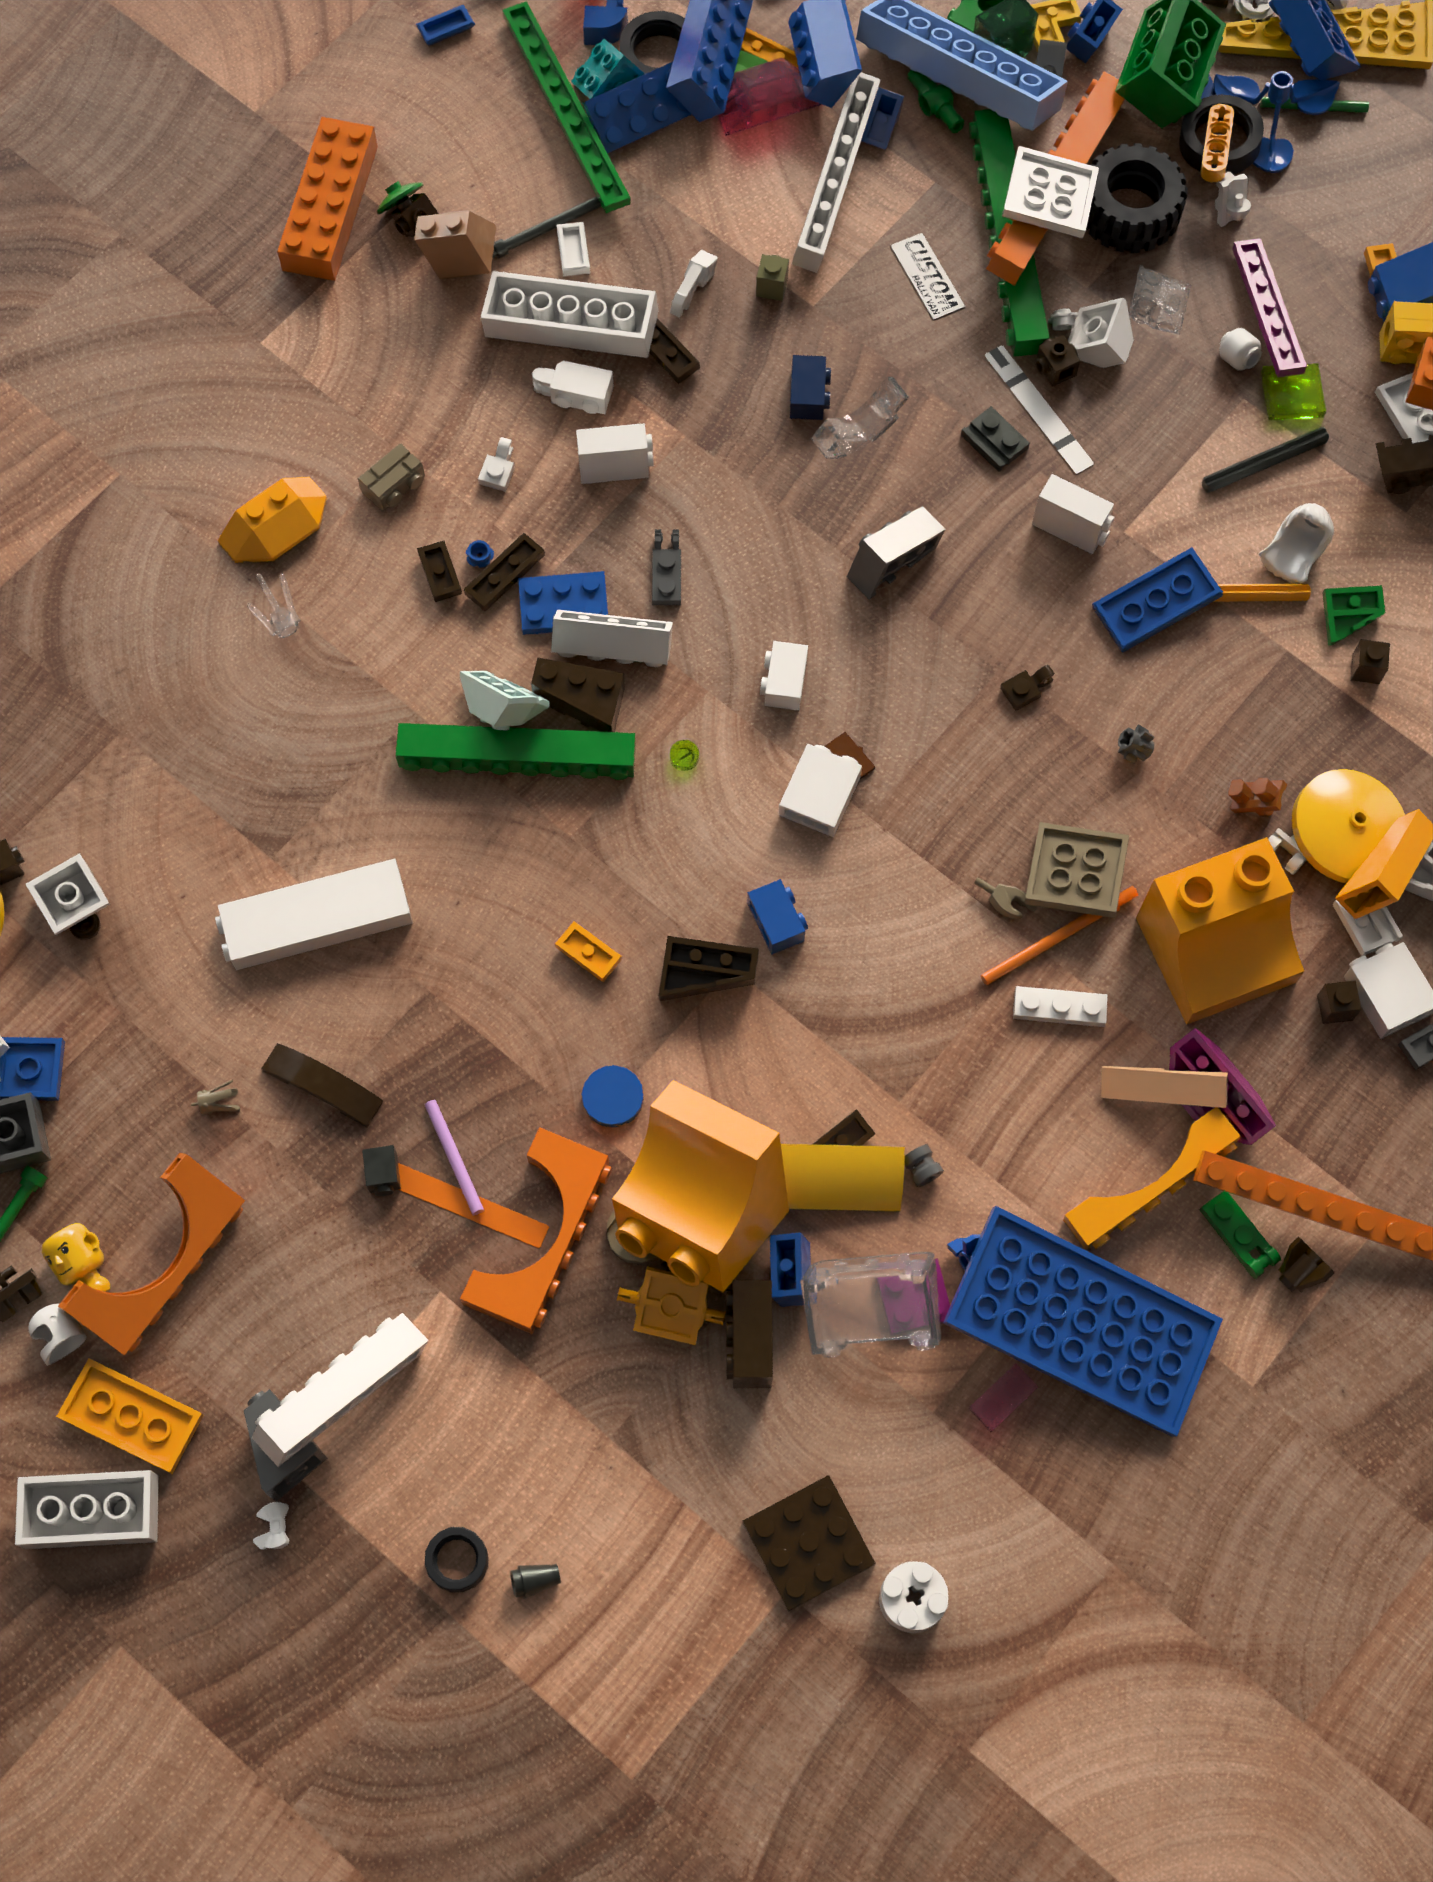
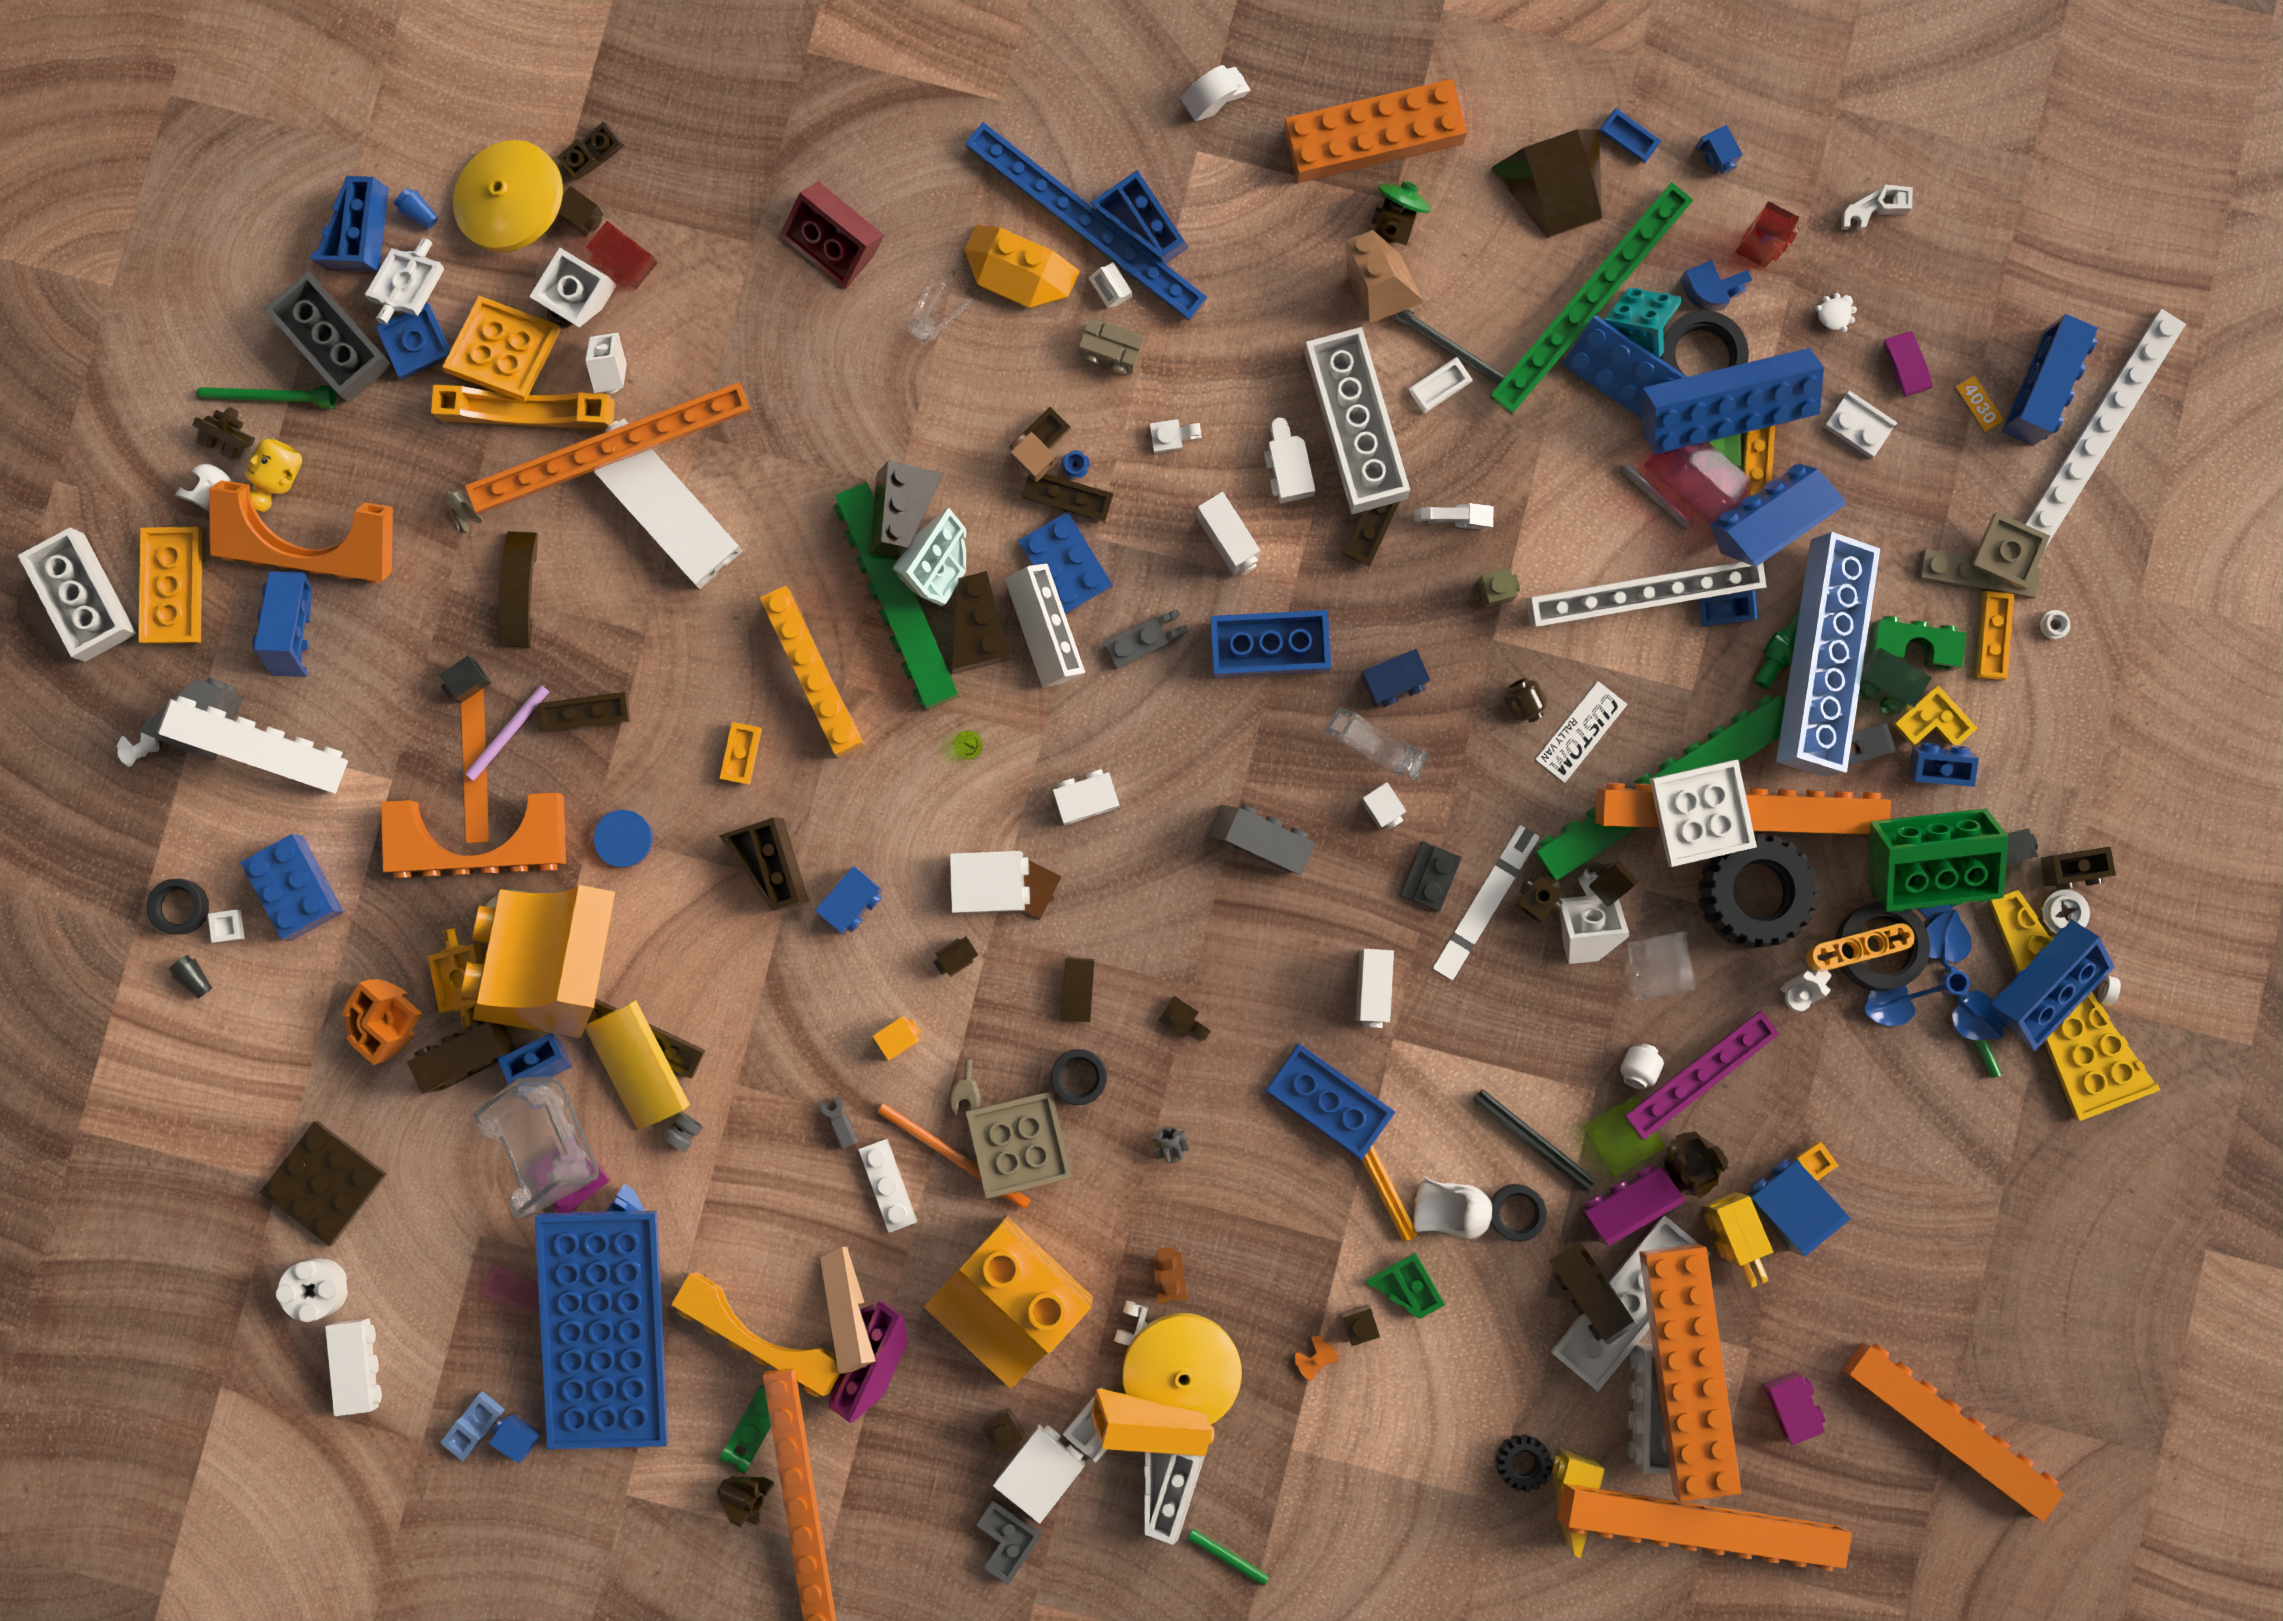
camera: 65 degrees right, 15 degrees up
(61, 842) = (620, 255): none -> clear red brick
(86, 988) = (501, 348): none -> light orange plate
(127, 1036) = (488, 407): none -> light orange arch
(154, 659) = (830, 234): none -> dark red slope
(158, 895) = (606, 363): none -> white brick
(219, 300) = (1213, 90): none -> white brick
(233, 1314) = (283, 622): none -> blue wedge
(239, 929) = (608, 448): none -> orange plate
(268, 450) = (1086, 221): none -> blue plate
(295, 401) = (1141, 216): none -> blue wedge
(337, 454) = (1111, 285): none -> white piece
(439, 702) = (899, 506): none -> wedge
(451, 91) = (1557, 180): none -> dark brown wedge
(455, 575) = (1032, 456): none -> medium nougat brick
(473, 1075) = (584, 712): none -> dark brown plate
(497, 1430) = (292, 887): none -> blue brick
(498, 850) = (812, 671): none -> light orange arch
(501, 1519) = (226, 926): none -> white plate
(674, 1401) = (379, 1020): none -> orange brick
(727, 466) = (1270, 644): none -> blue brick
(756, 135) = (1656, 495): none -> flat silver bar
(874, 848) = (955, 956): none -> dark brown brick
(880, 298) = (1526, 700): none -> dark brown head
(916, 444) = (1384, 807): none -> white brick
(926, 932) = (897, 1037): none -> light orange brick
(957, 760) = (1077, 989): none -> dark brown slope
(982, 1021) = (840, 1124): none -> dark grey bar
(1010, 1593) = (353, 1367): none -> white brick
(1044, 774) = (1095, 1092): none -> black tyre
(1072, 292) = (1613, 883): none -> dark brown slope
(1121, 1503) = (472, 1426): none -> medium blue slope
(1151, 1463) = (514, 1437): none -> blue brick
(1330, 346) = (1713, 1158): none -> dark brown piece
(1334, 482) = (1539, 1216): none -> black tyre
(1359, 404) = (1631, 1205): none -> magenta slope
(1384, 706) = (1324, 1355): none -> orange piece

